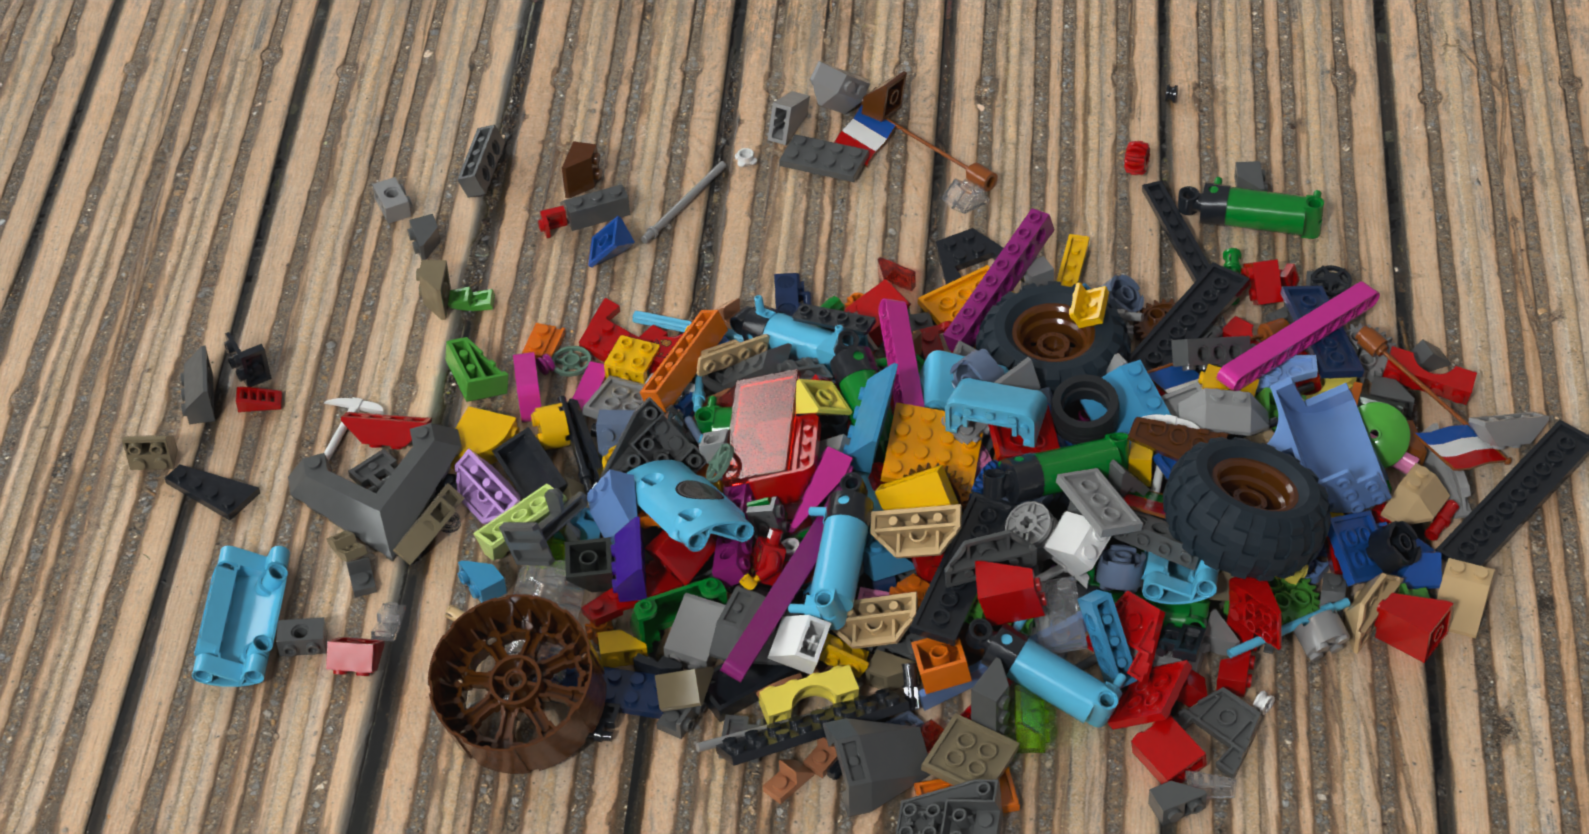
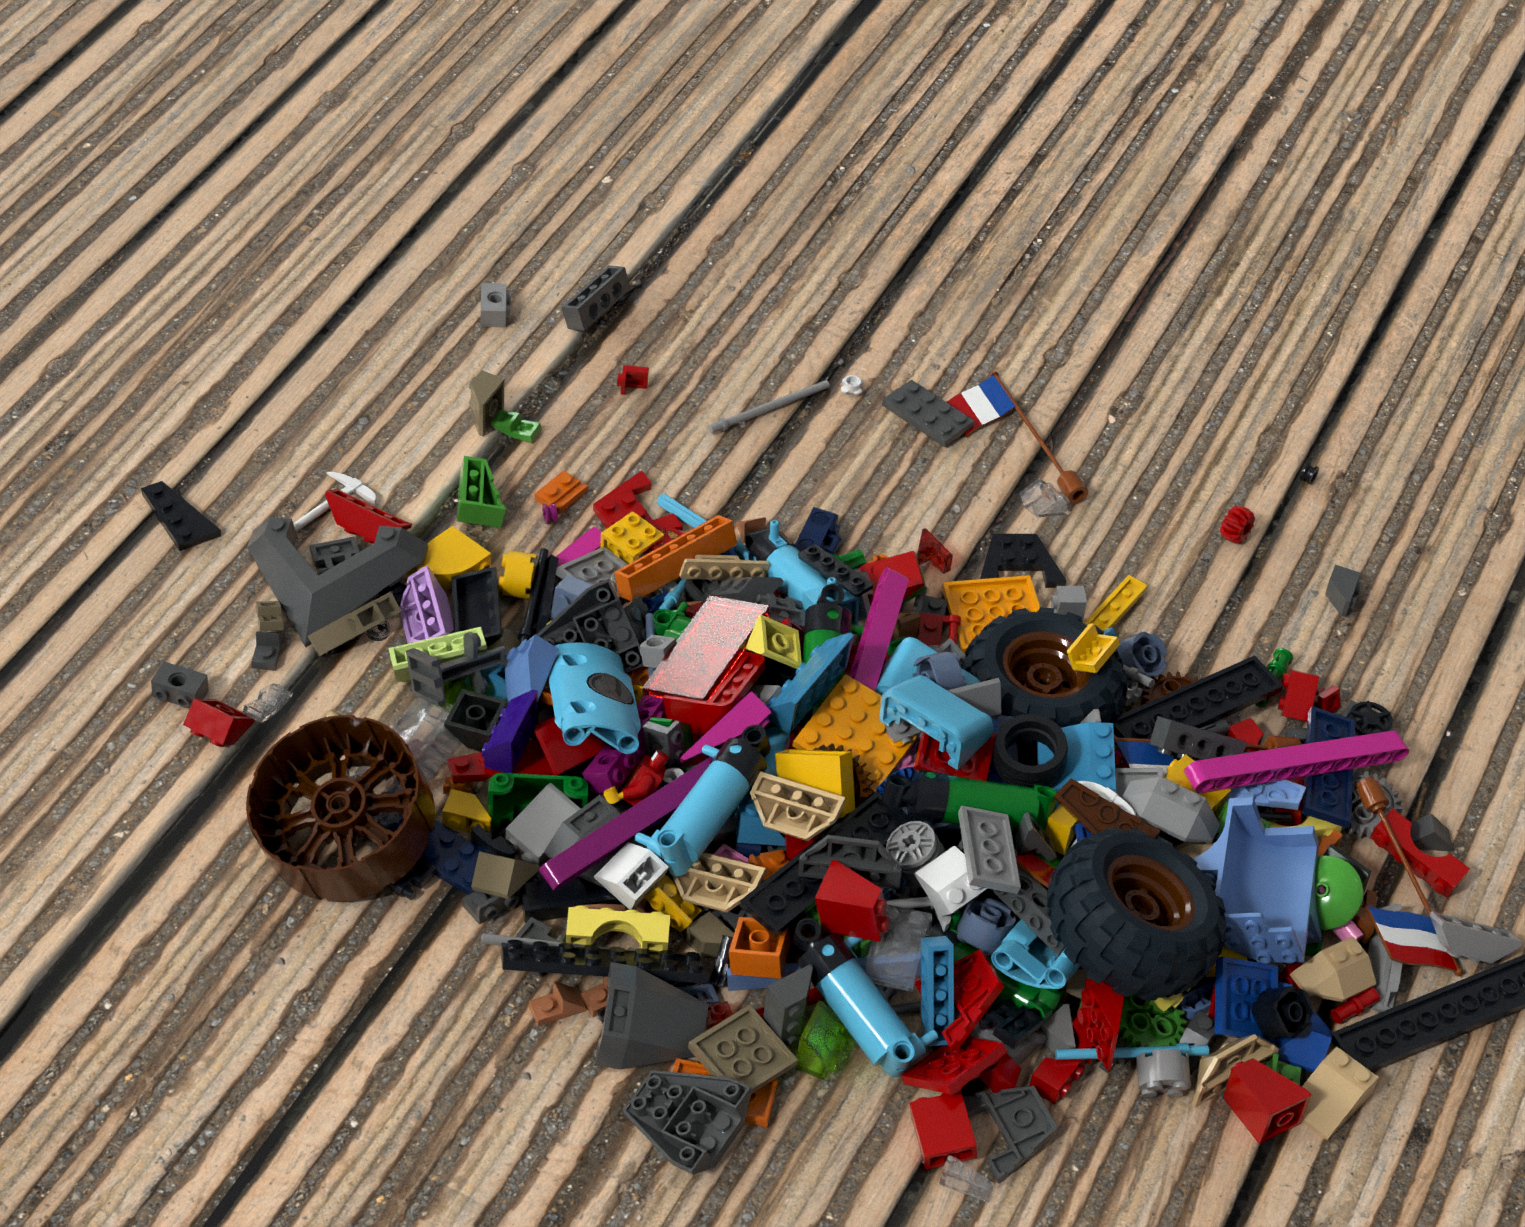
camera: 15 degrees right, 0 degrees up
(150, 451) = (140, 458): dark tan slope -> none
(198, 388) = (217, 417): dark grey slope -> none
(240, 617) = (134, 644): medium azure panel -> none
(250, 364) = (276, 410): black bracket -> none
(250, 399) = (253, 445): red slope -> none
(425, 235) = (505, 348): dark grey slope -> none
(482, 579) = (376, 697): dark azure slope -> none
(527, 384) = (520, 524): dark pink beam -> none
(571, 361) = (576, 519): sand green wheel -> none
(581, 169) = (684, 339): reddish brown slope -> none
(596, 207) = (681, 381): dark grey slope -> none
(609, 242) = (675, 419): blue slope -> none
(719, 462) = (649, 668): sand green wheel -> none
(787, 116) = (913, 359): light grey slope -> none
(837, 88) = (972, 348): light grey wedge -> none
(885, 98) = (1016, 376): reddish brown slope -> none
(1000, 277) = (1029, 589): magenta brick -> none
(1176, 229) = (1240, 607): black plate -> none
(1176, 800) = (925, 1181): dark grey slope -> none
(1254, 209) = (1329, 618): green piece -> none
(1263, 702) = (1068, 1118): white bush -> none
(1392, 390) = (1372, 856): dark grey slope -> none

